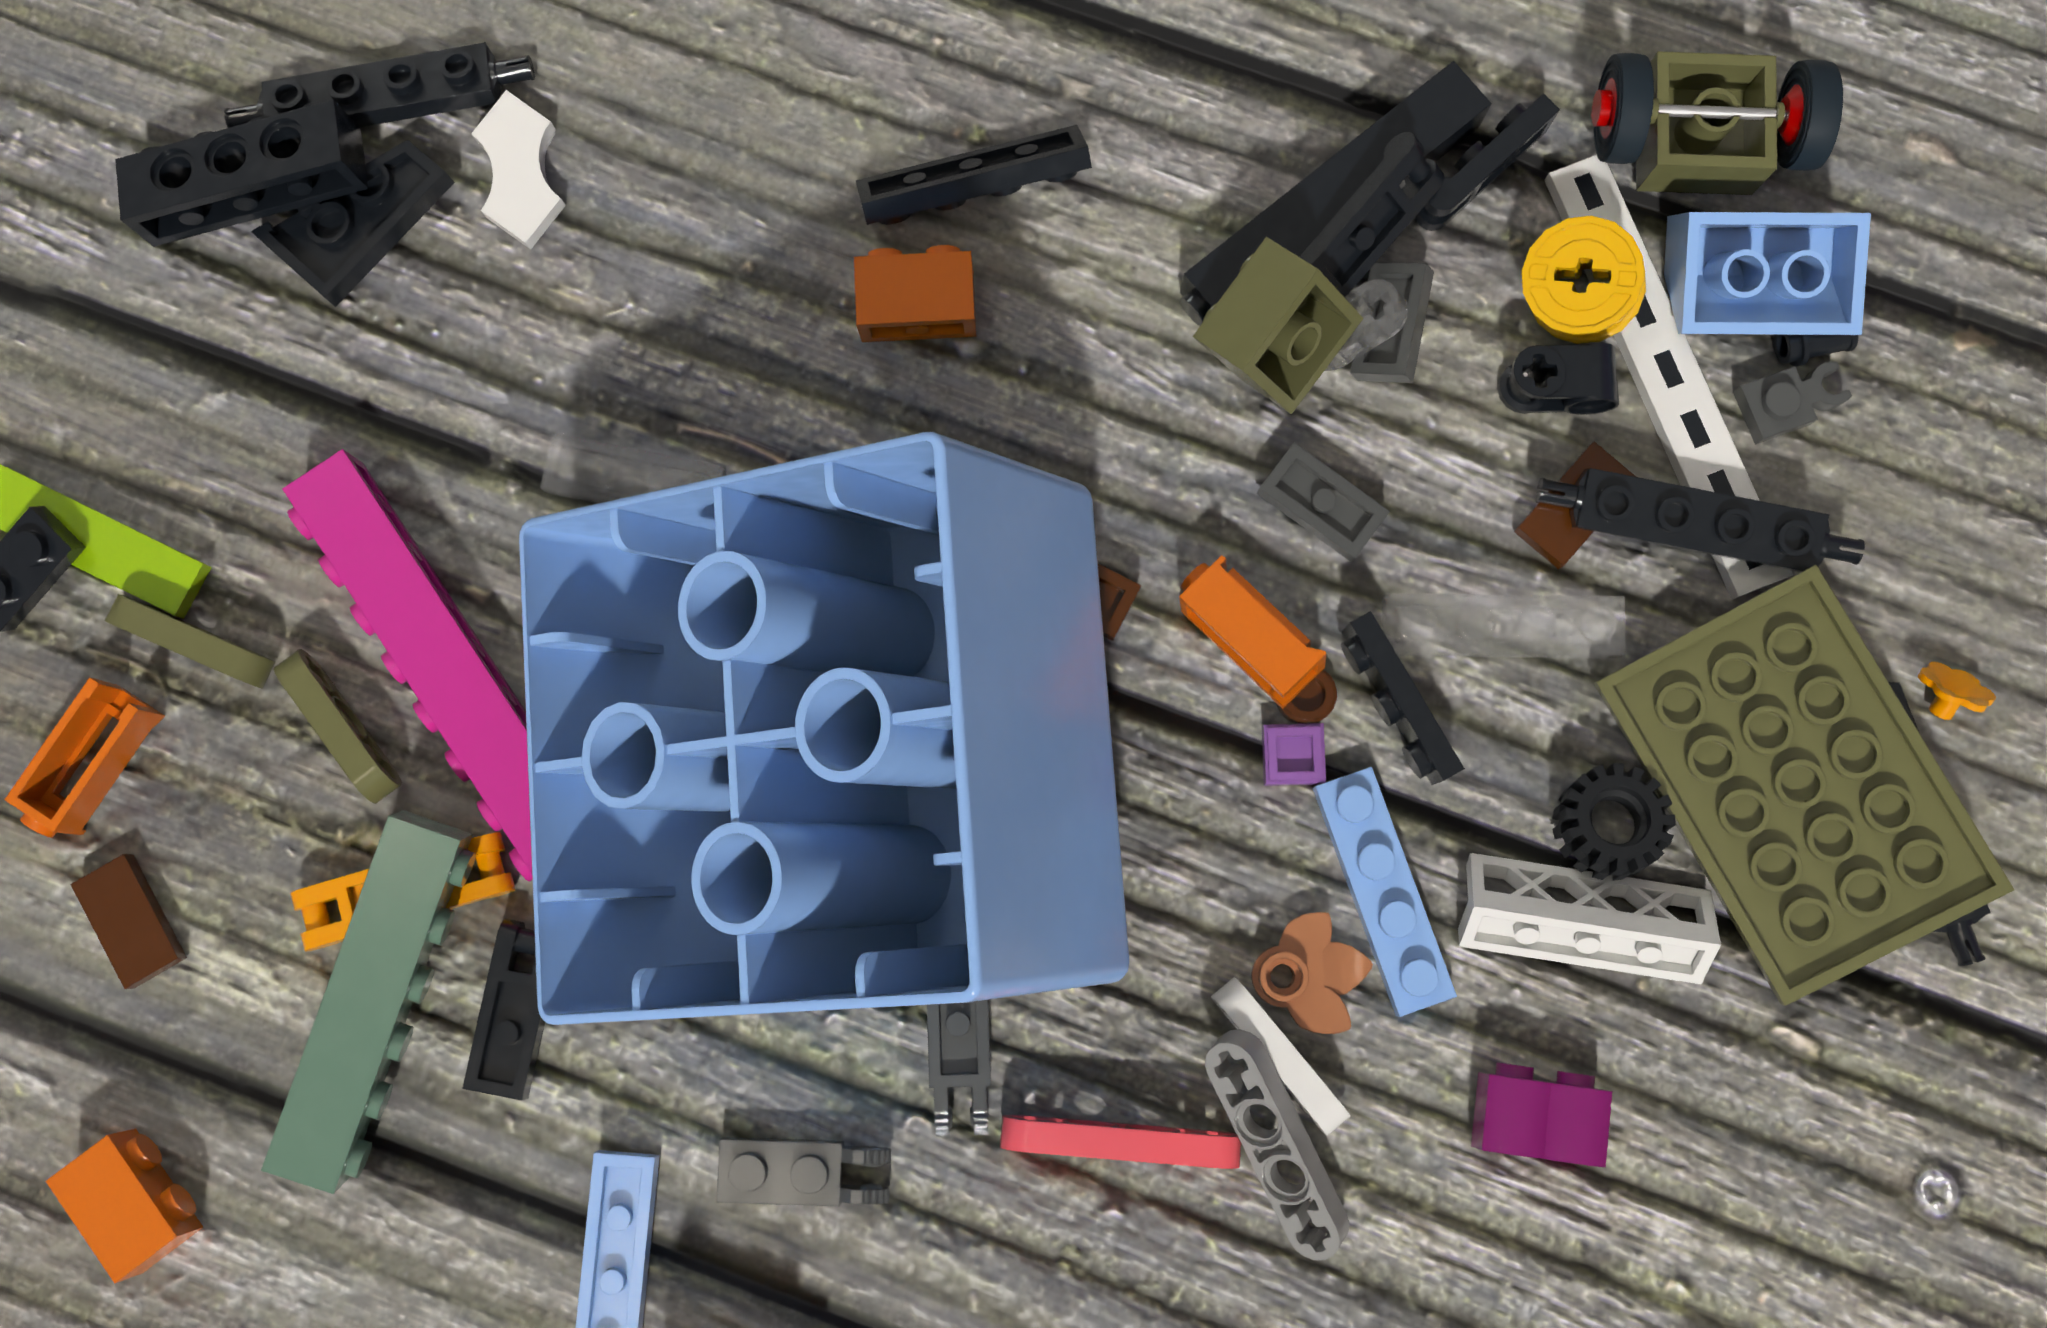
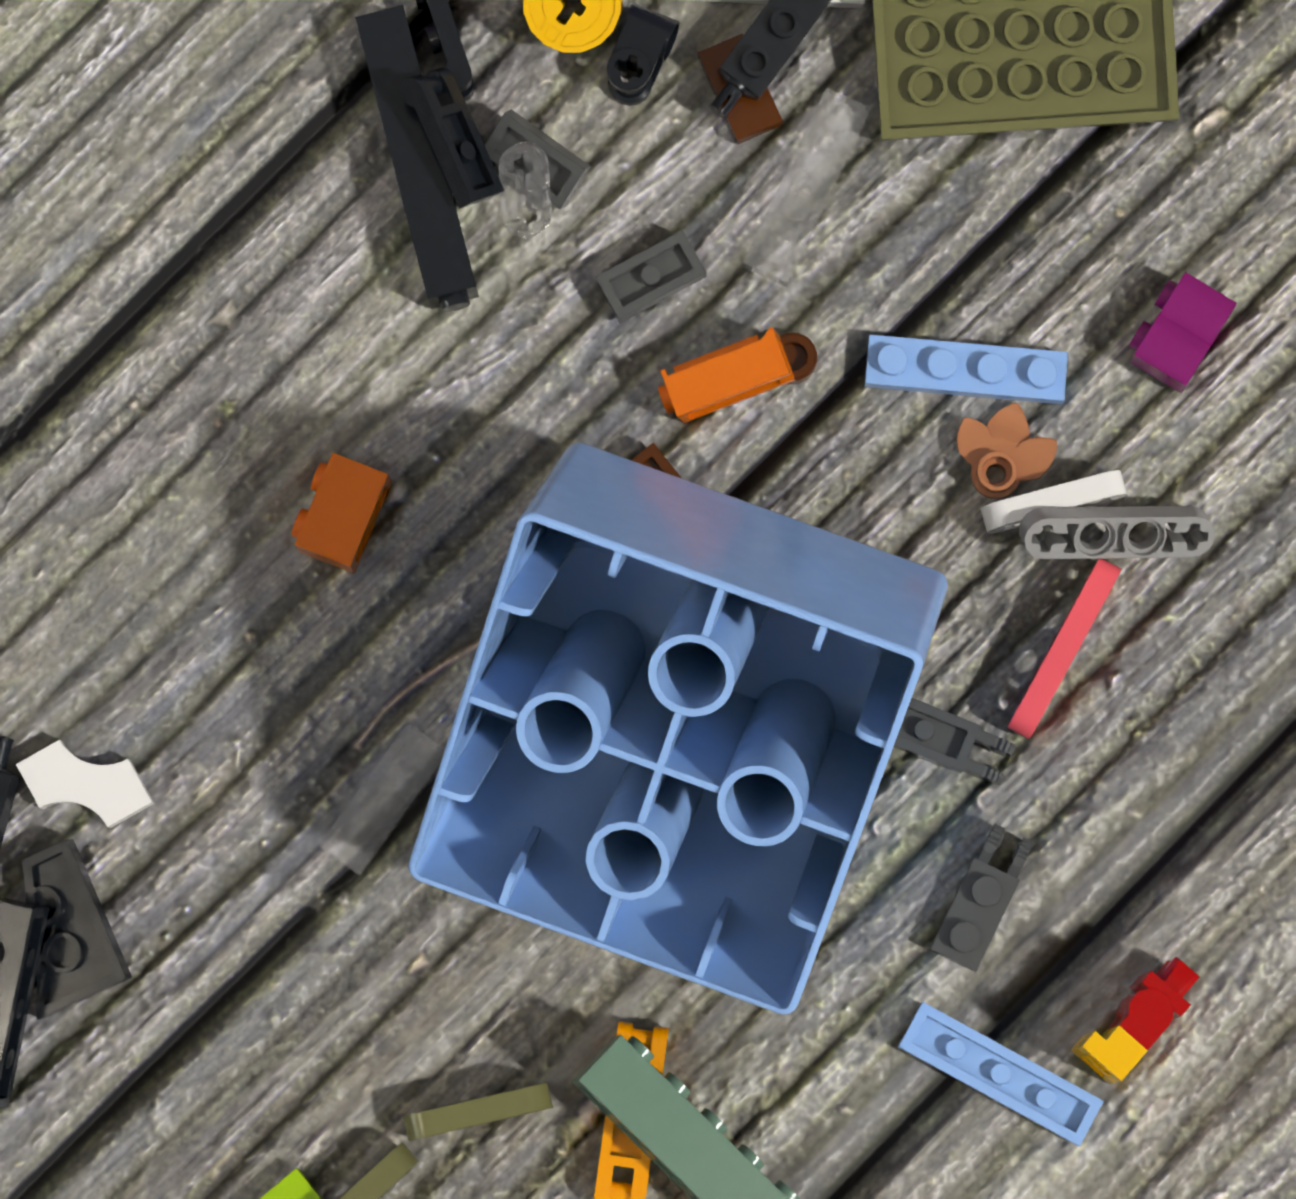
camera: 65 degrees left, 0 degrees up
(423, 637) = (460, 1008): dark pink brick -> none
(508, 1020) = (763, 1066): black plate -> none
(989, 170) = (264, 425): black plate -> none
(1278, 324) = (505, 247): olive brick -> none
(1293, 754) = (833, 388): medium lavender tile -> none
(1399, 700) = (829, 290): black plate -> none
(1589, 929) = (1061, 231): white fence -> none
(1637, 797) = (985, 149): black tyre -> none

